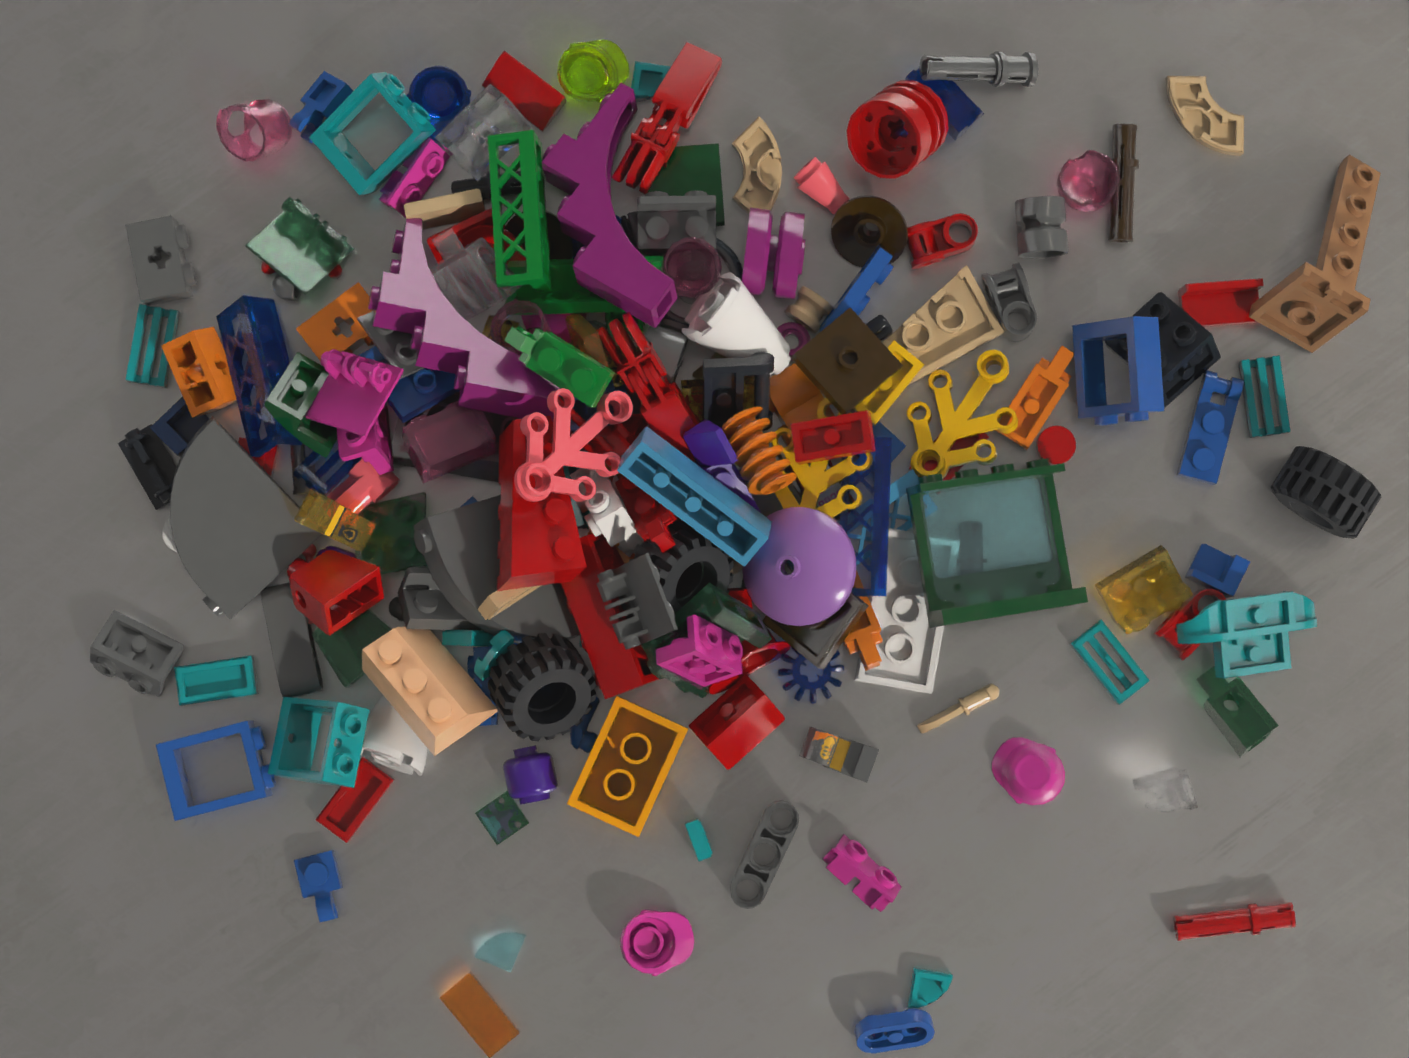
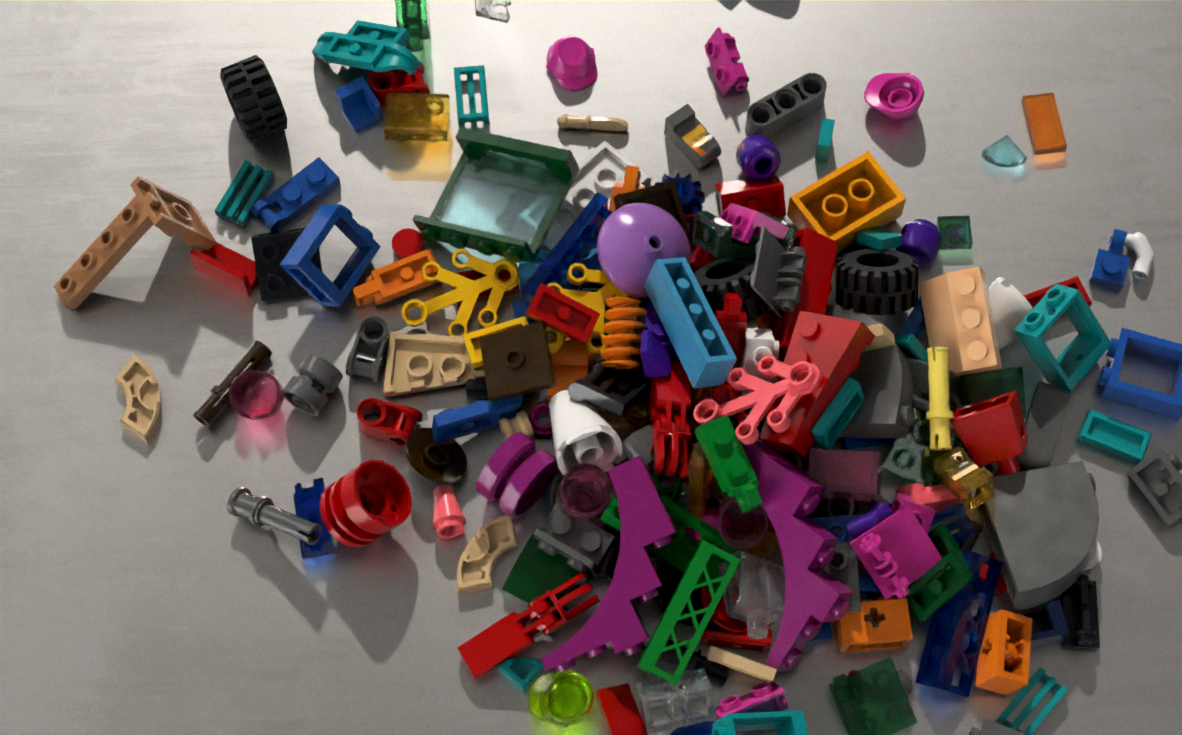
camera: 145 degrees left, 20 degrees down
(293, 916) = (1139, 243): none -> white arm
(394, 569) = (939, 399): none -> light yellow pin
(395, 405) = (860, 525): none -> dark purple arm
(489, 495) = (838, 414): none -> teal tile
(500, 643) = (901, 318): teal tile -> none
(570, 746) = (879, 238): none -> teal tile
(755, 769) = (758, 157): none -> dark purple head

